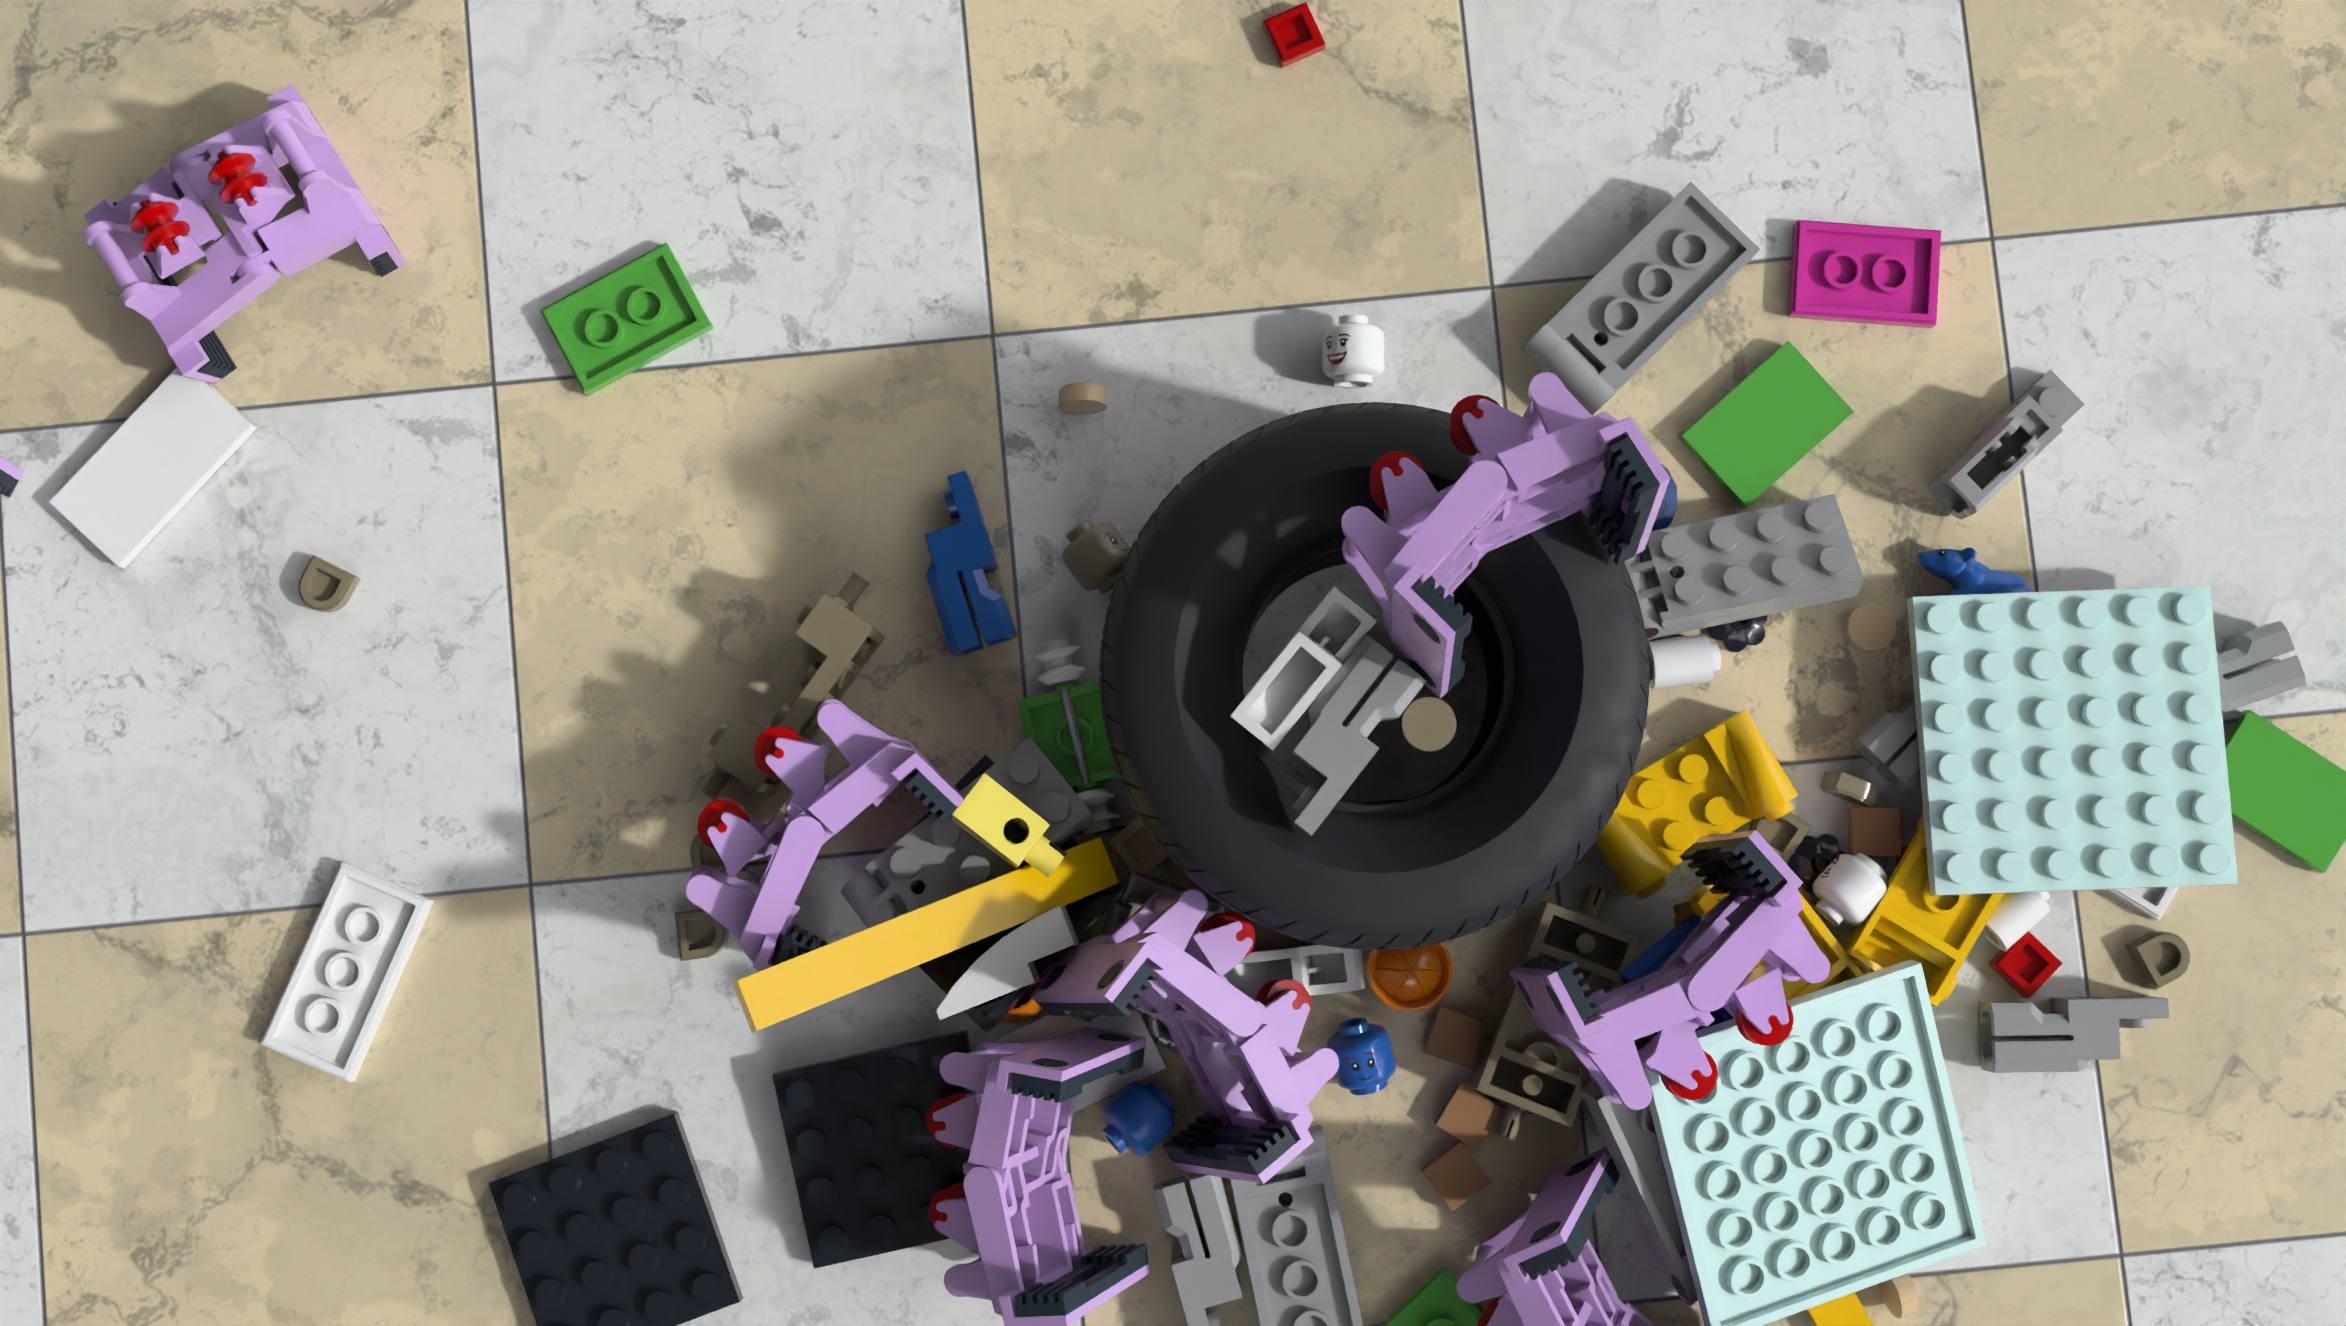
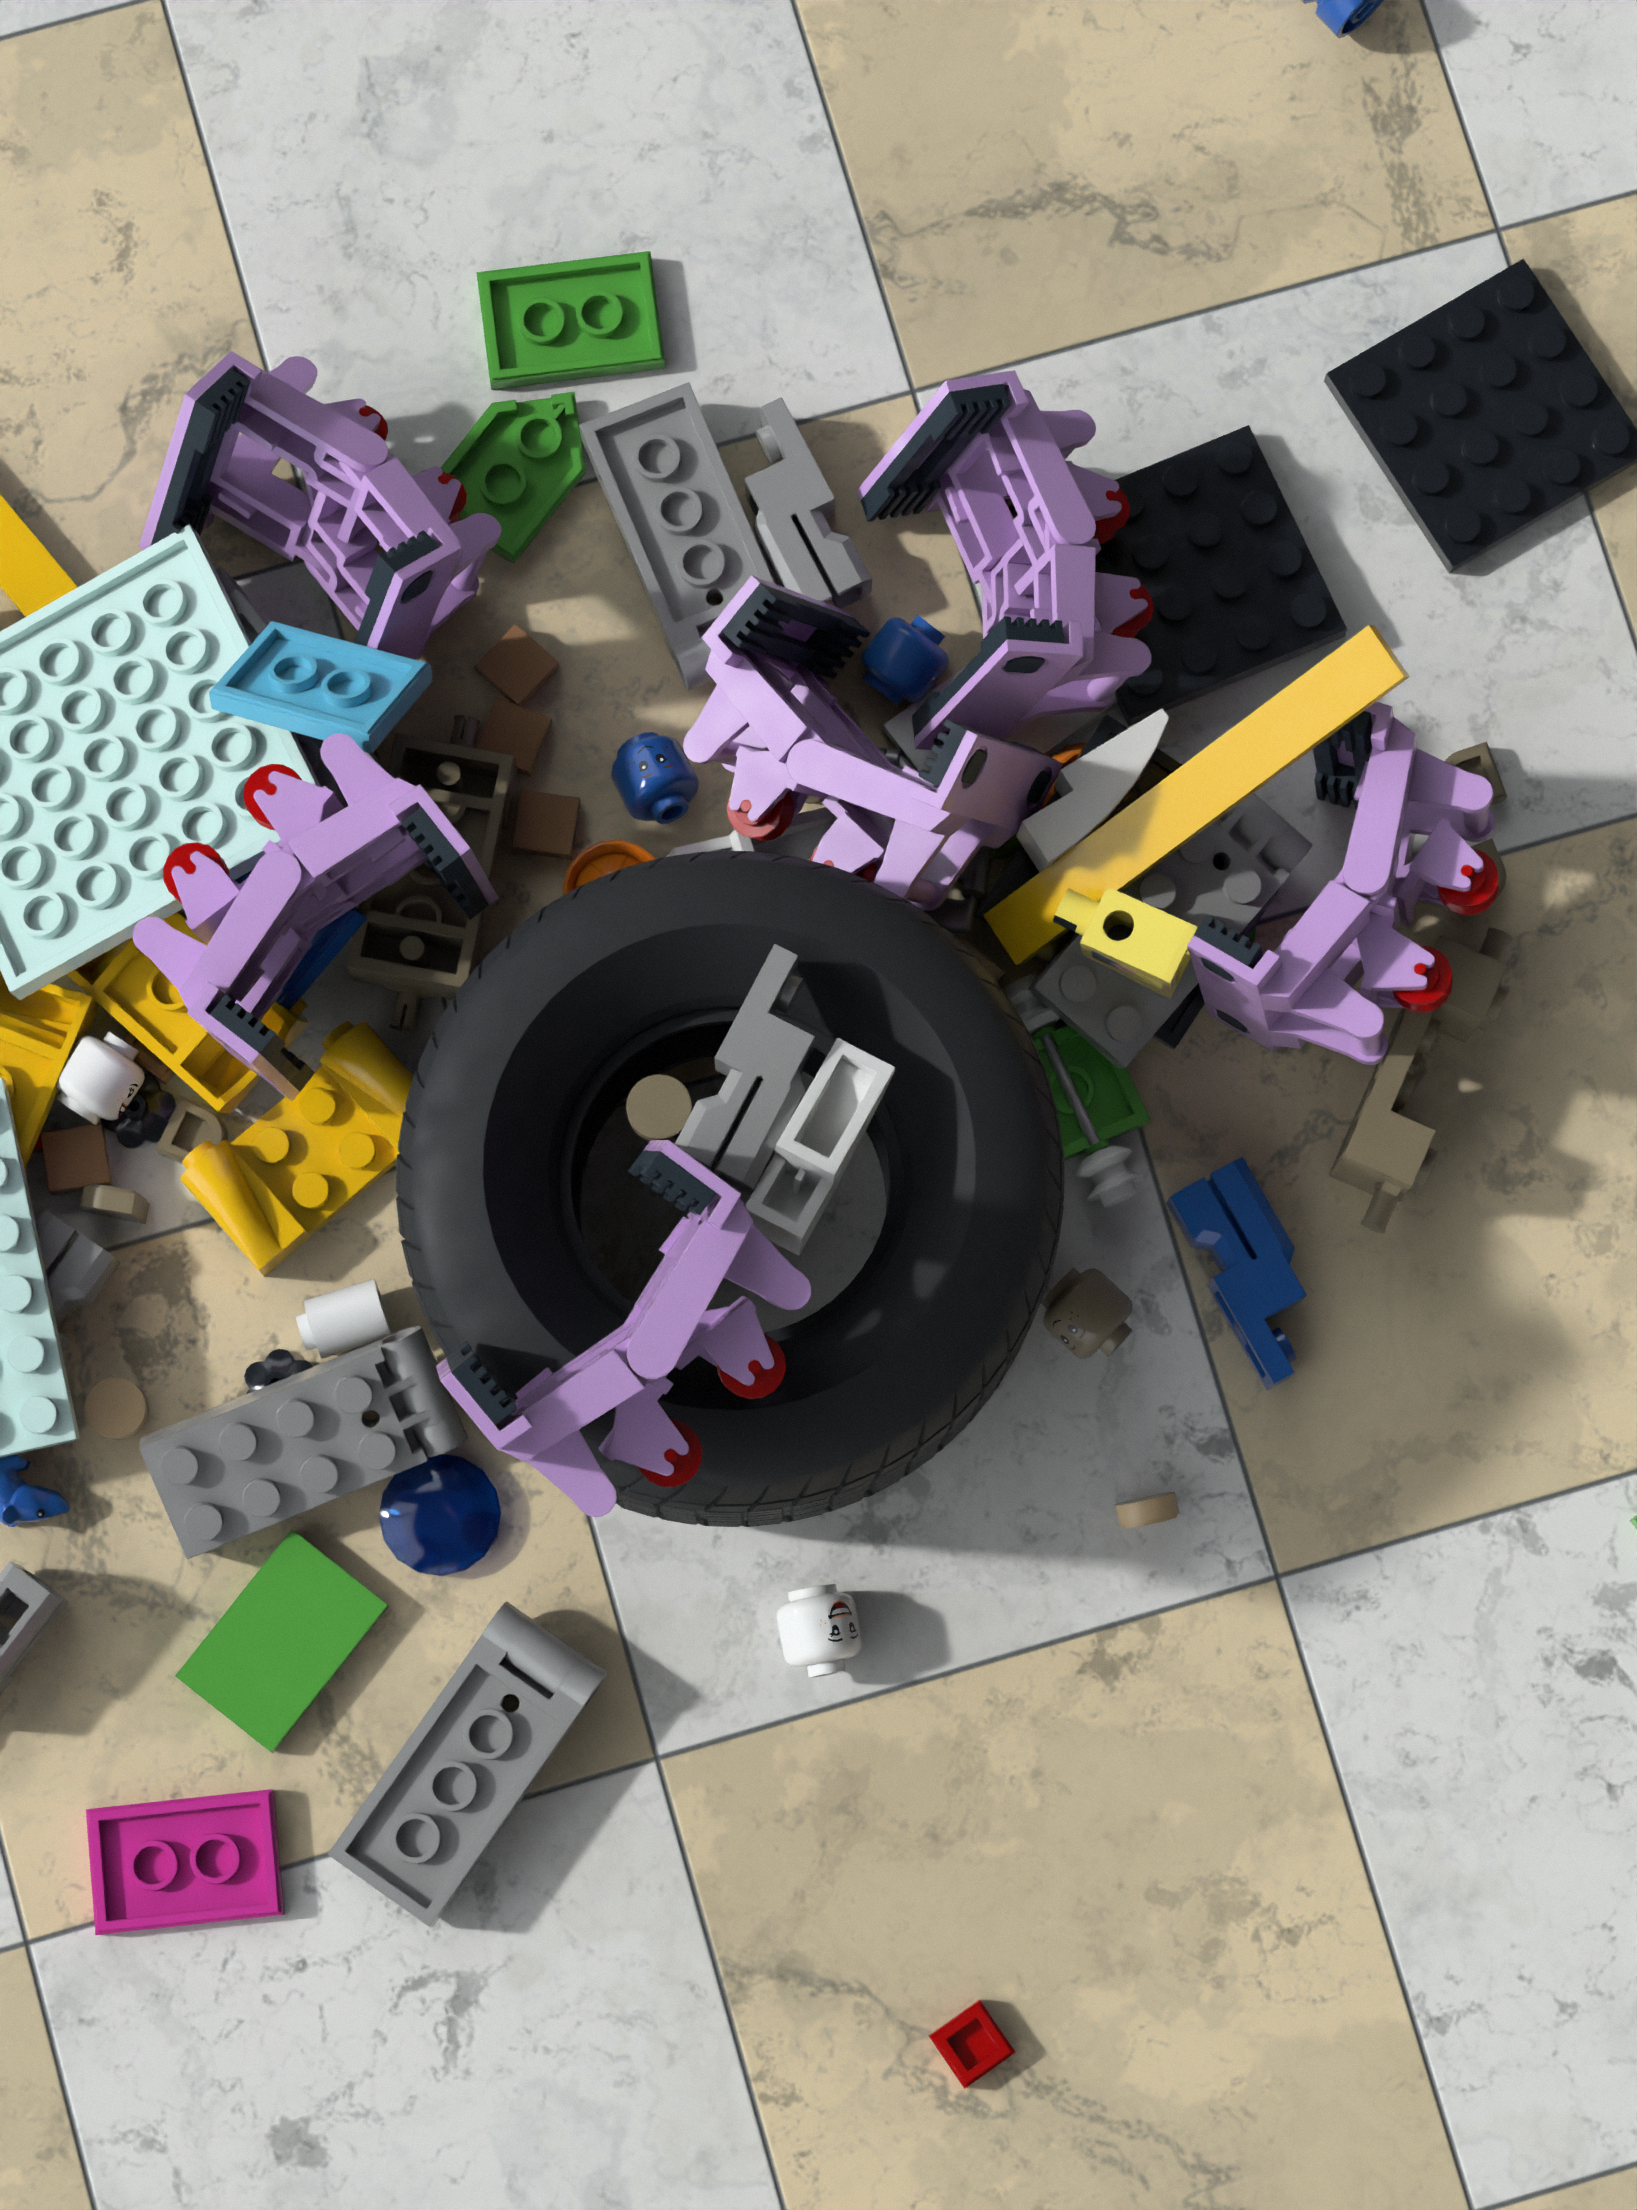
camera: 160 degrees right, 5 degrees down
(1634, 1165) = (320, 686): none -> medium azure tile

